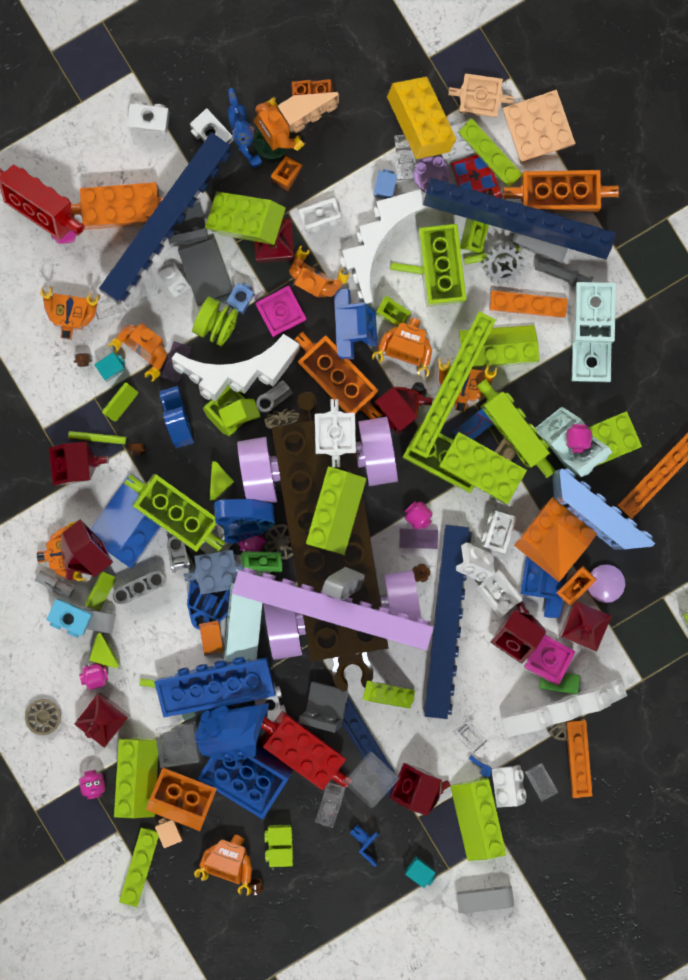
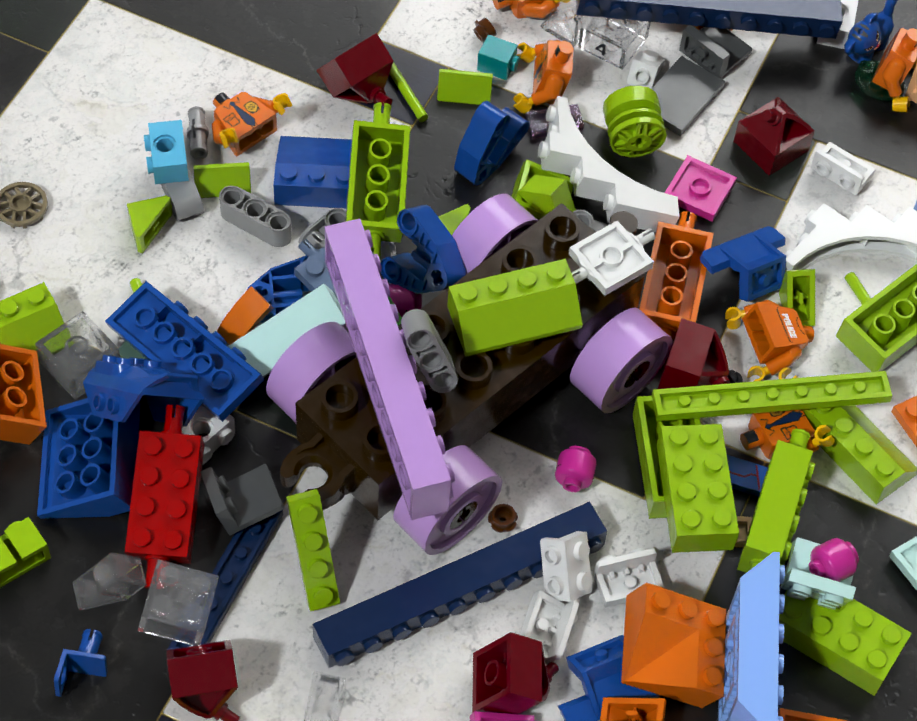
camera: 50 degrees right, 30 degrees down
(83, 551) = (260, 116): dark red piece -> none
(94, 676) = (109, 224): dark pink head -> none
(102, 720) = (58, 259): dark red piece -> none
(136, 448) = (422, 131): reddish brown plate -> none
(240, 306) = (682, 139): medium blue brick -> none
(245, 217) = (777, 79): lime brick -> none
(255, 161) = (844, 77): blue hand -> none
(286, 173) = (855, 110): orange slope -> none
(314, 280) = (765, 198): orange torso -> none
(418, 538) = (544, 490): clear purple tile -> none

